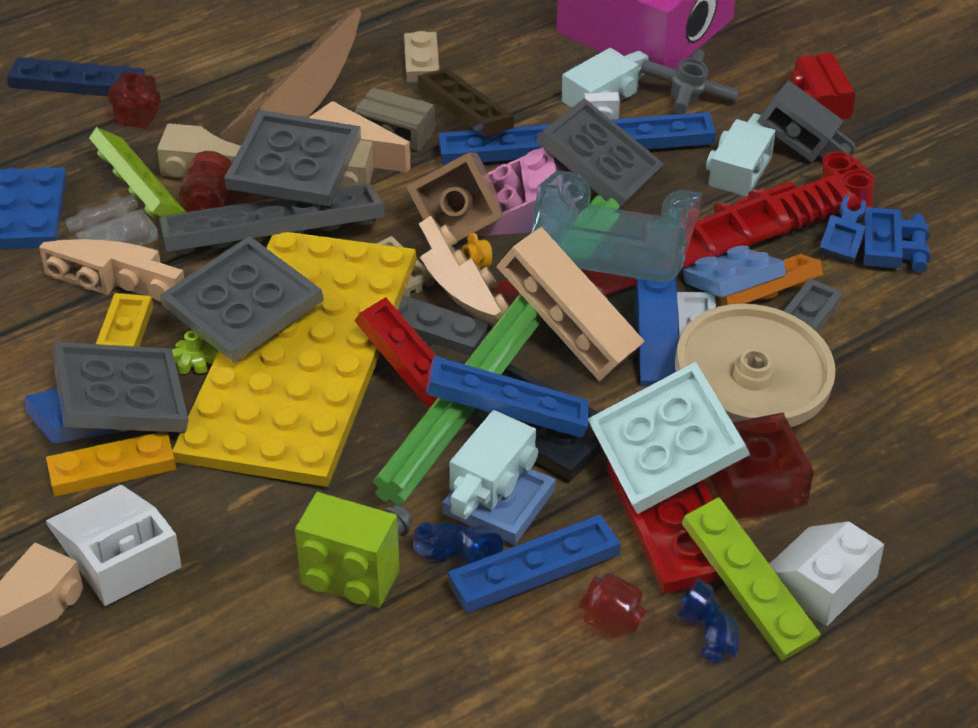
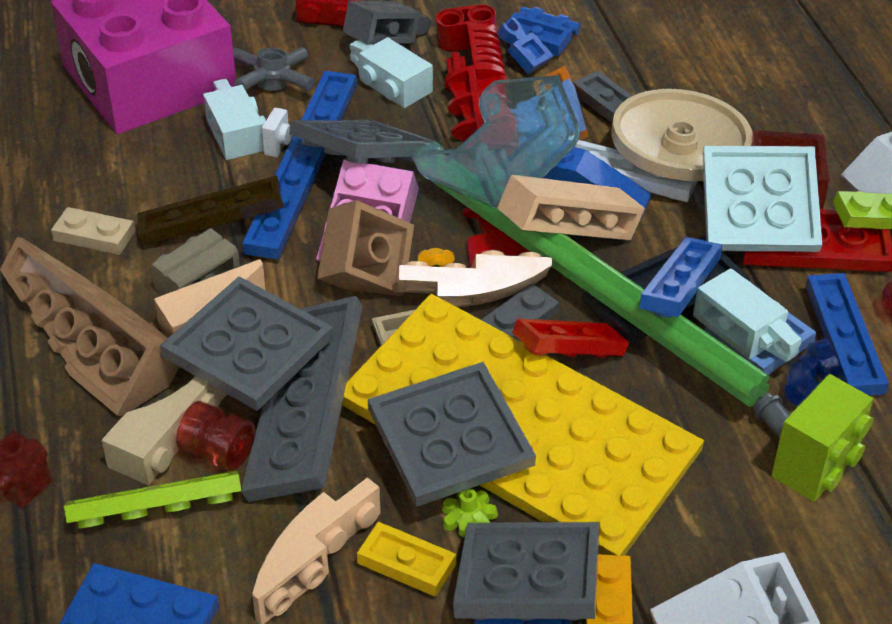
camera: 70 degrees left, 0 degrees up
(124, 227) = (239, 539): clear plate -> none

